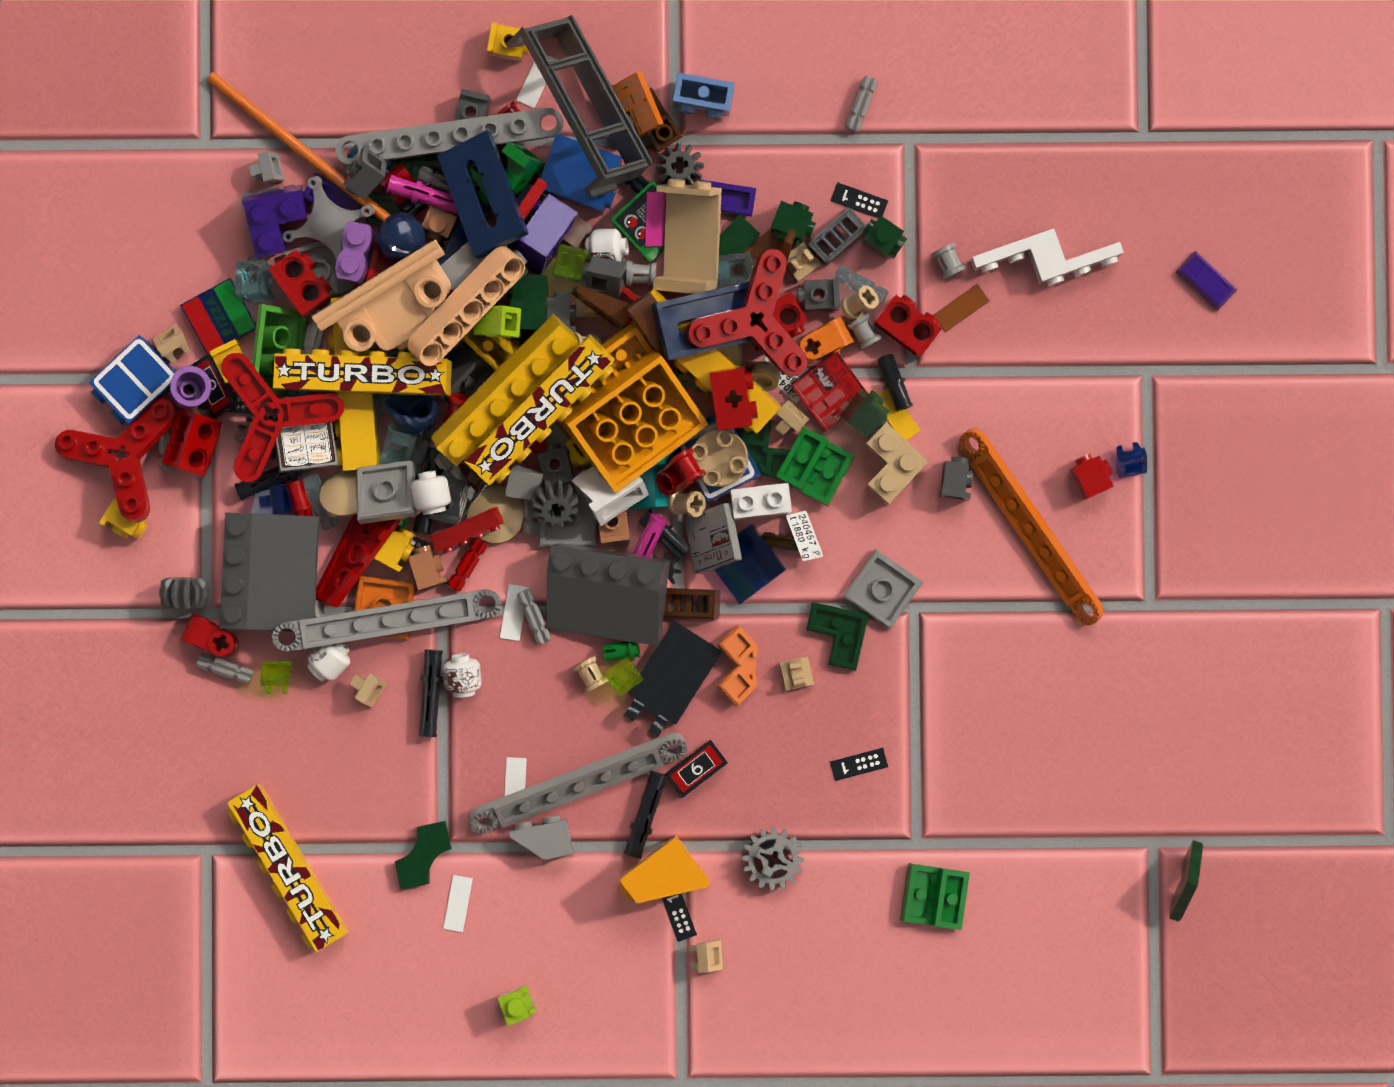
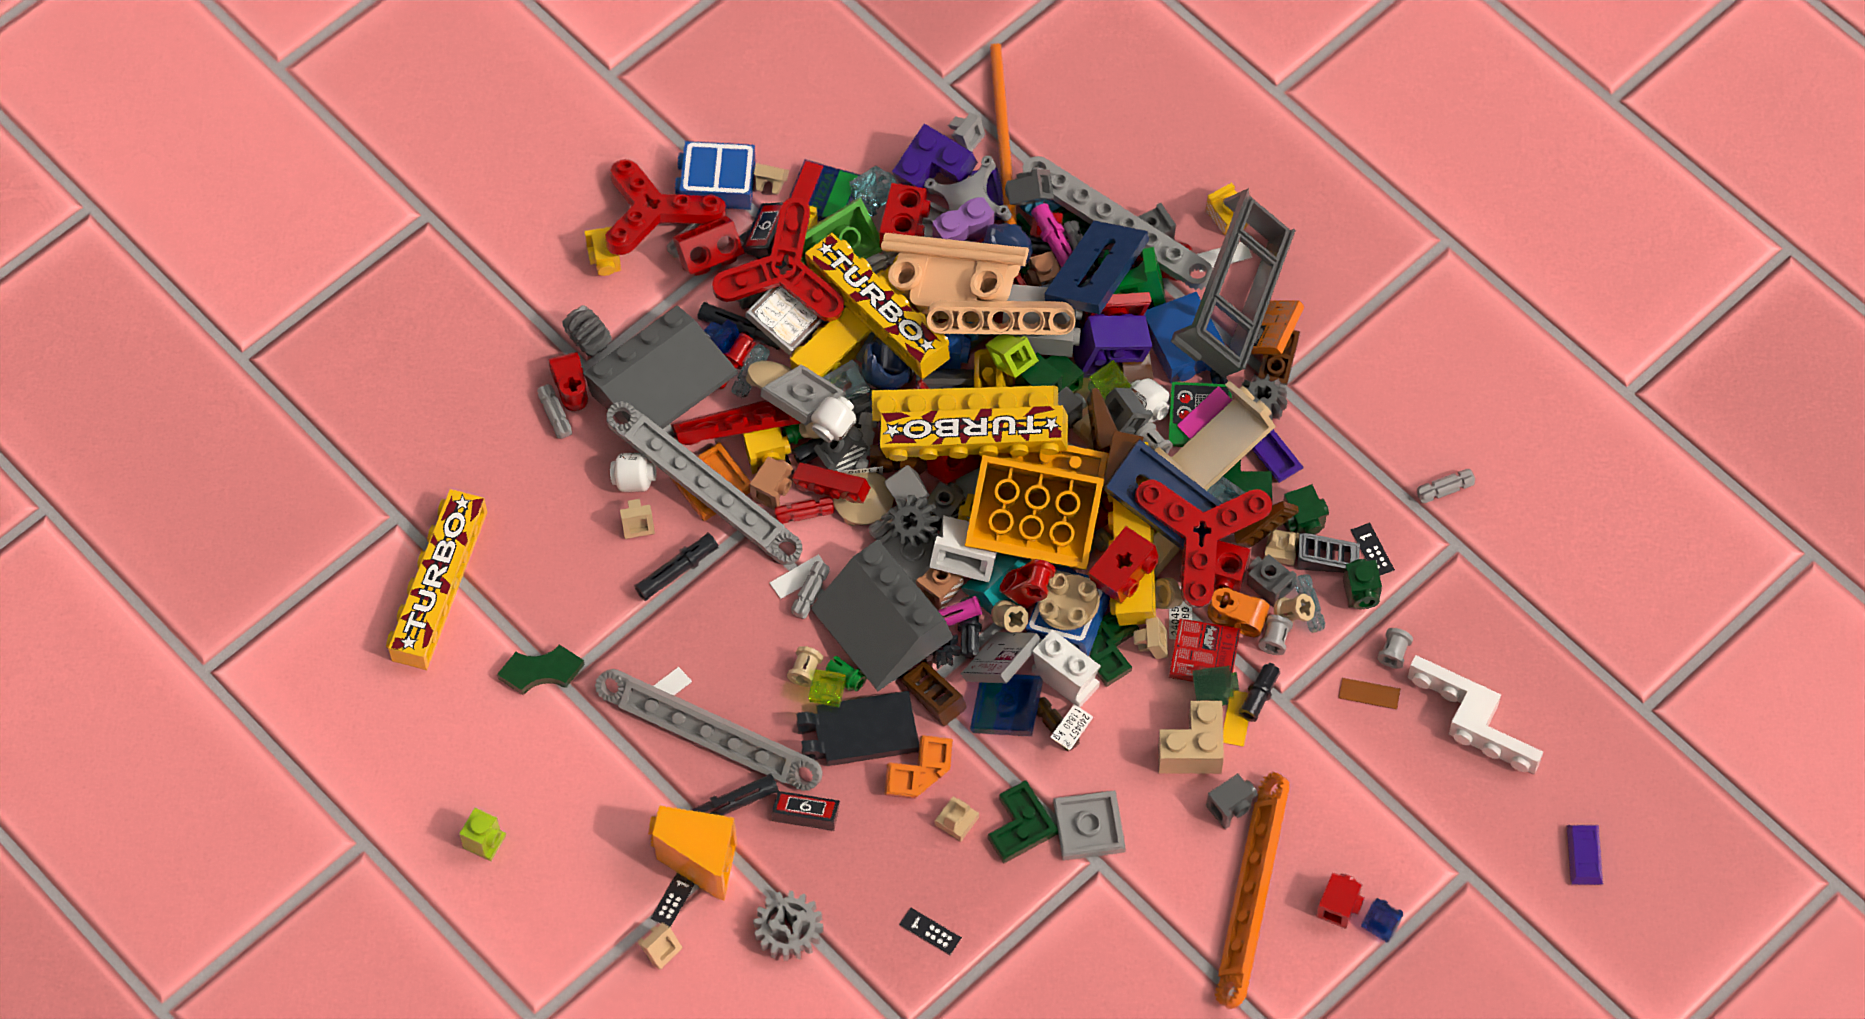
camera: 50 degrees right, 25 degrees down
(193, 379) = (747, 201): medium lavender plant -> none
(276, 674) = (585, 447): clear neon green tile -> none
(457, 903) = (525, 729): white sticker -> none
(462, 675) = (712, 575): white head -> none
(545, 840) = (641, 744): light grey slope -> none
(703, 95) = (1332, 366): medium blue brick -> none
(815, 466) = (1134, 689): green slope -> none
(903, 332) = (1308, 661): red brick -> none

